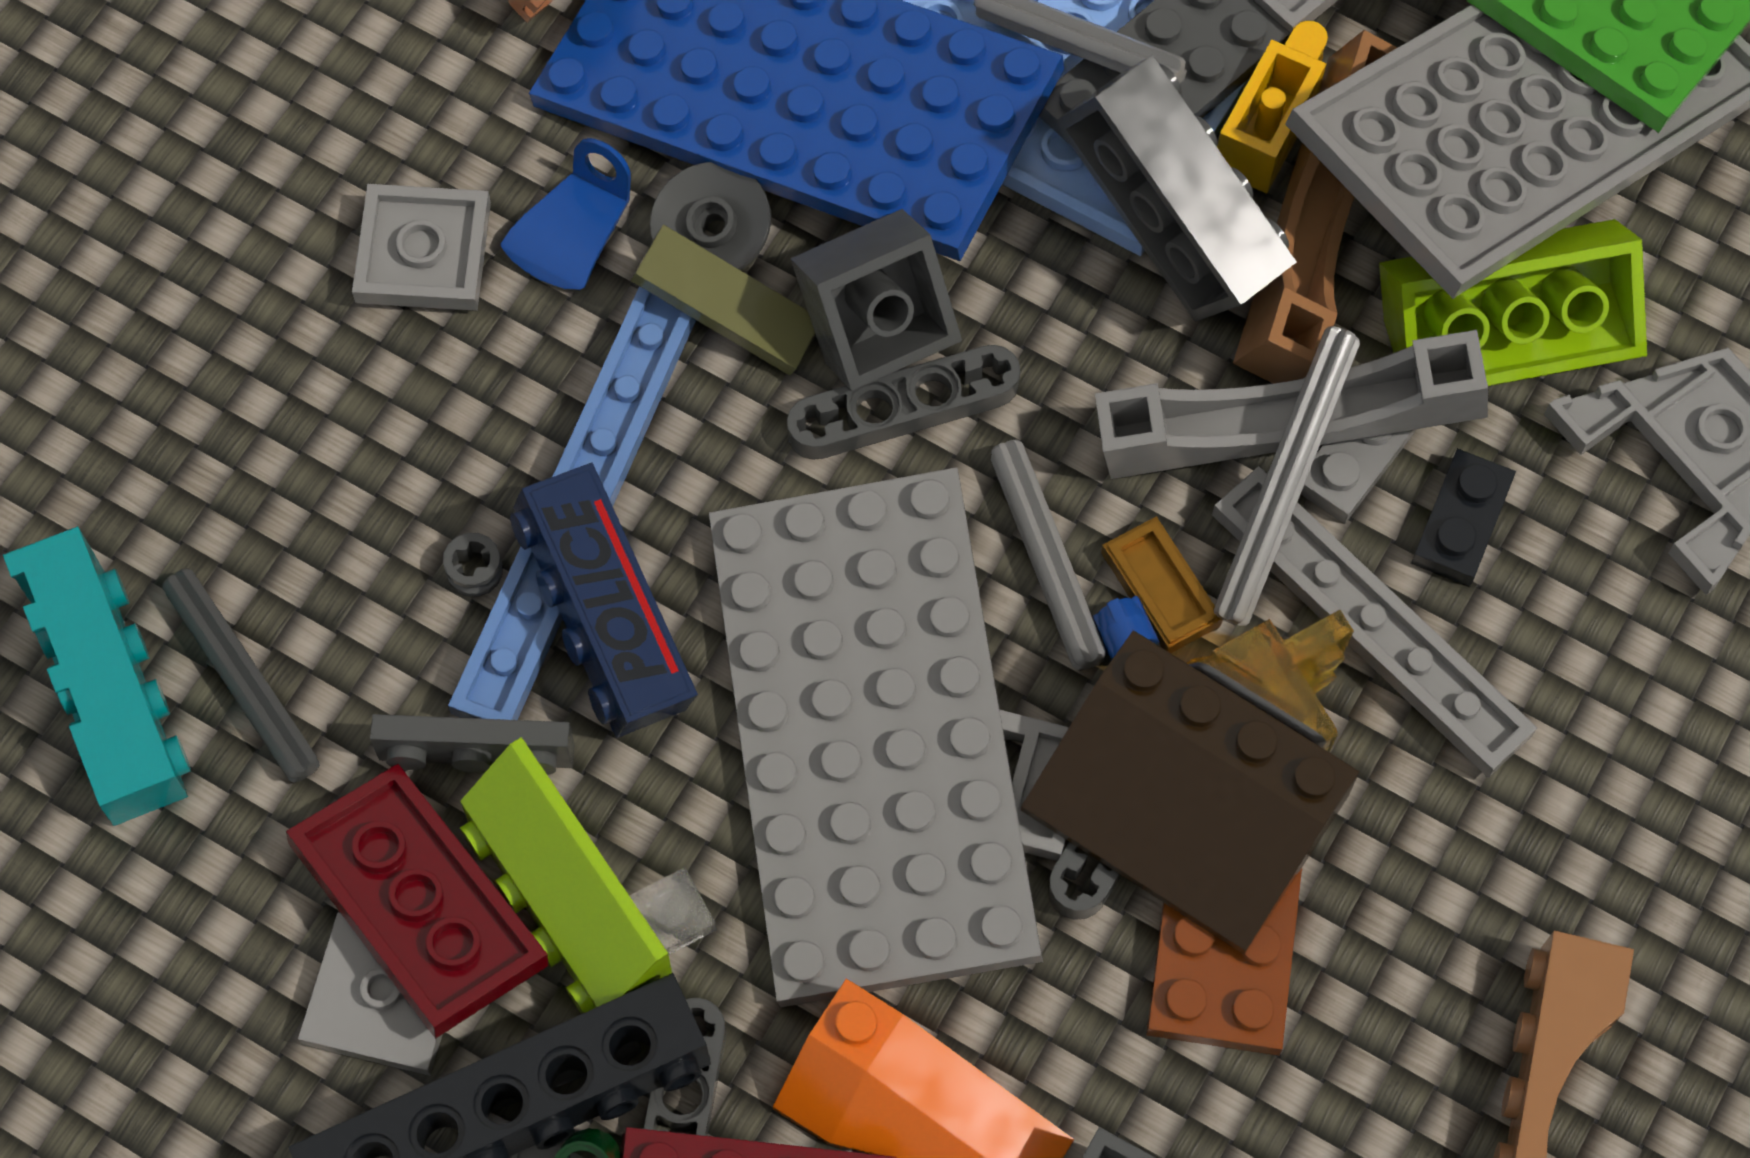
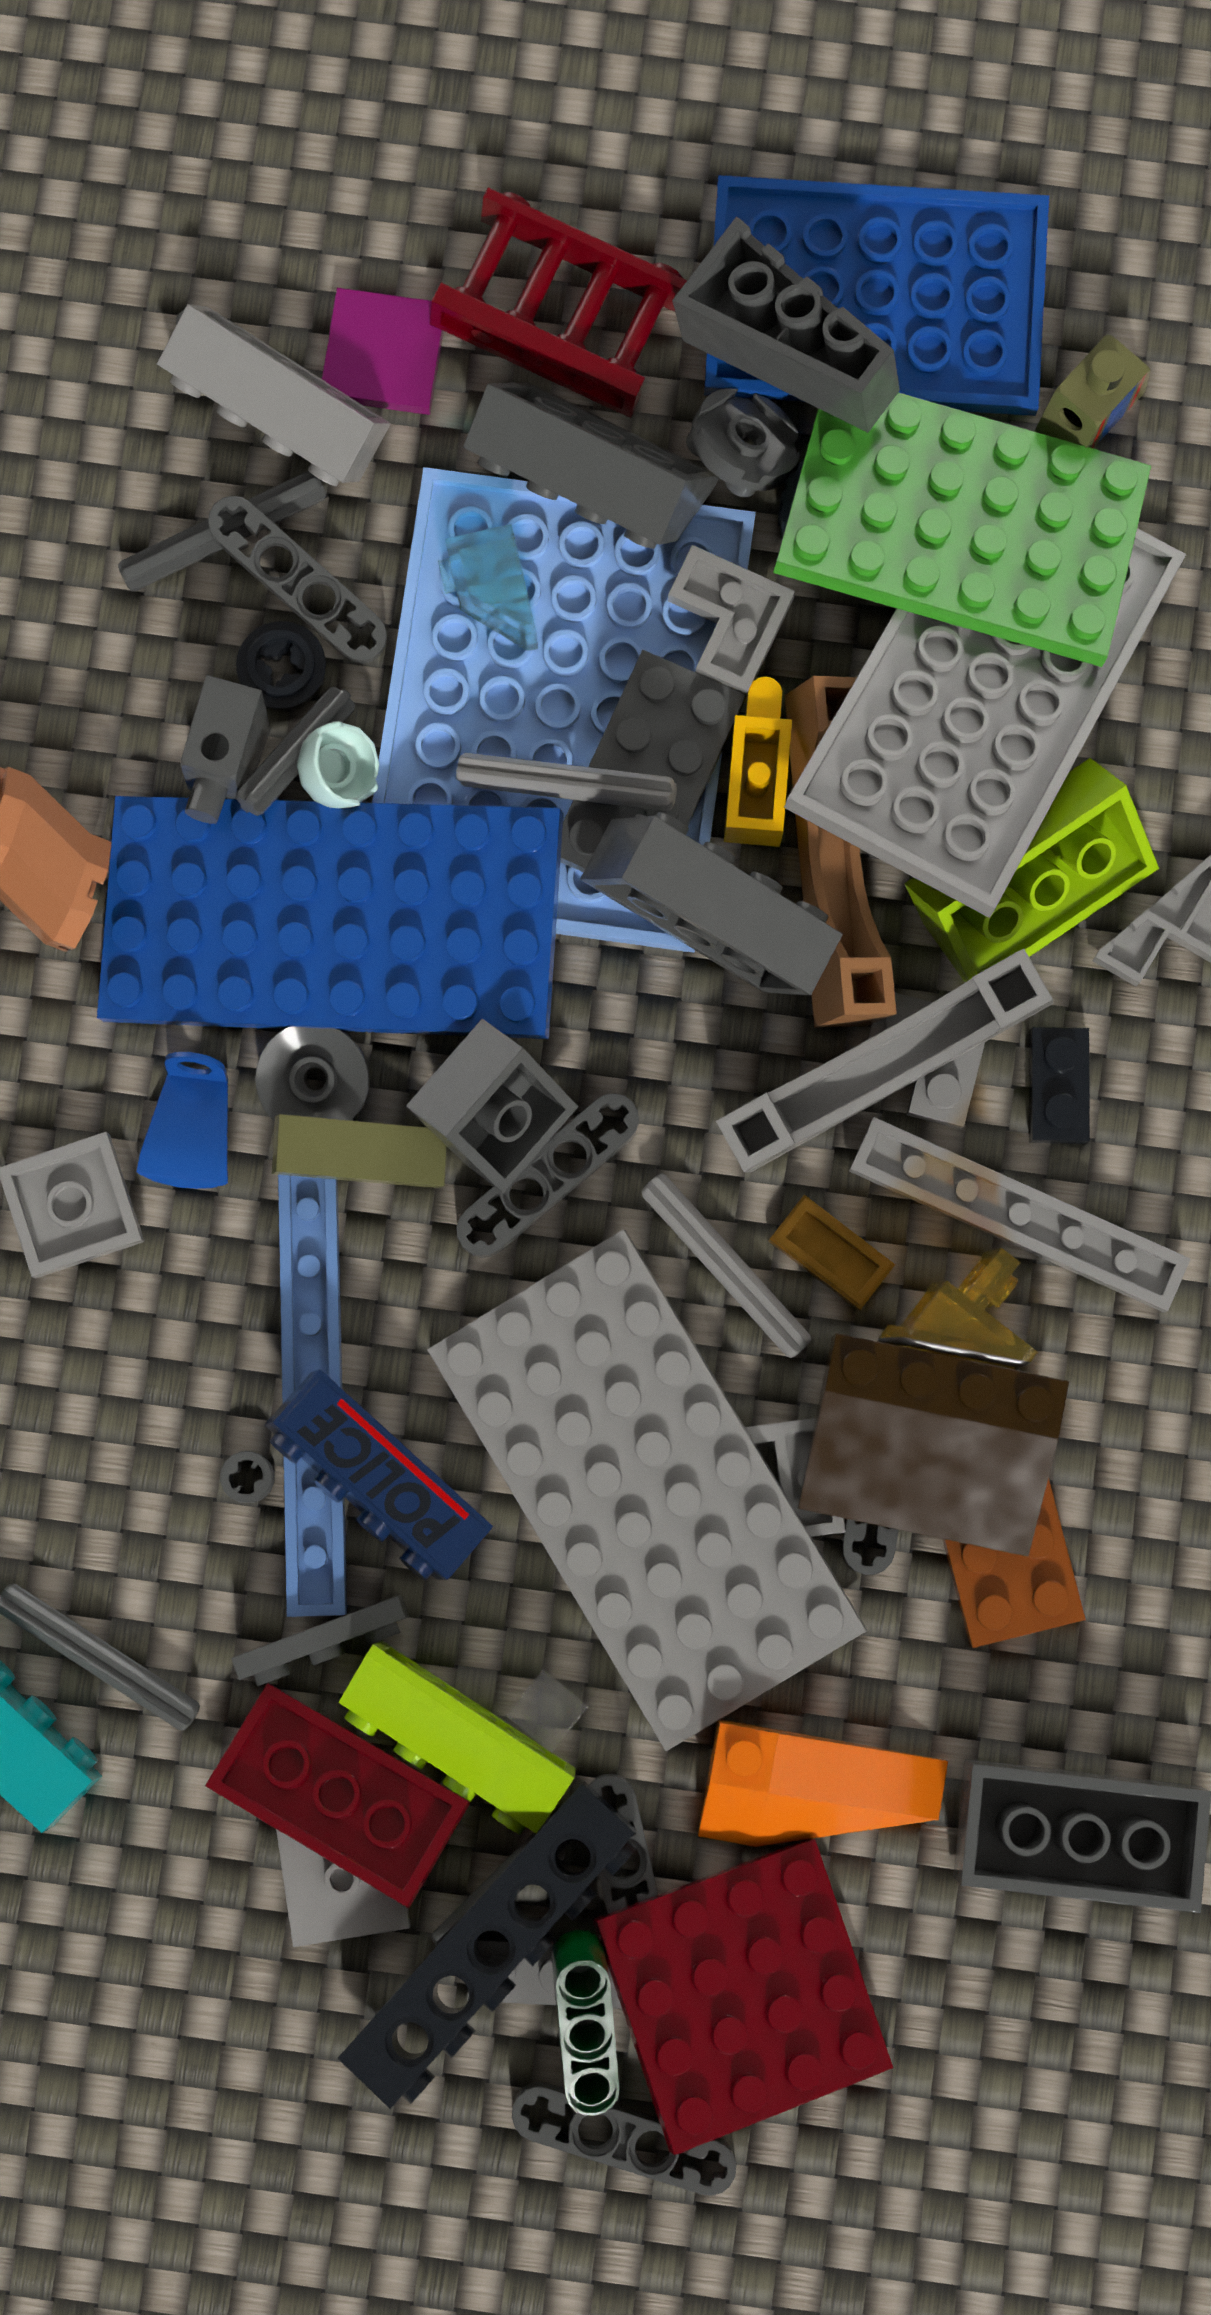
camera: 20 degrees left, 15 degrees up
(1118, 621) = (818, 1308): blue hose -> none
(1286, 476) = (905, 1126): light grey axle -> none

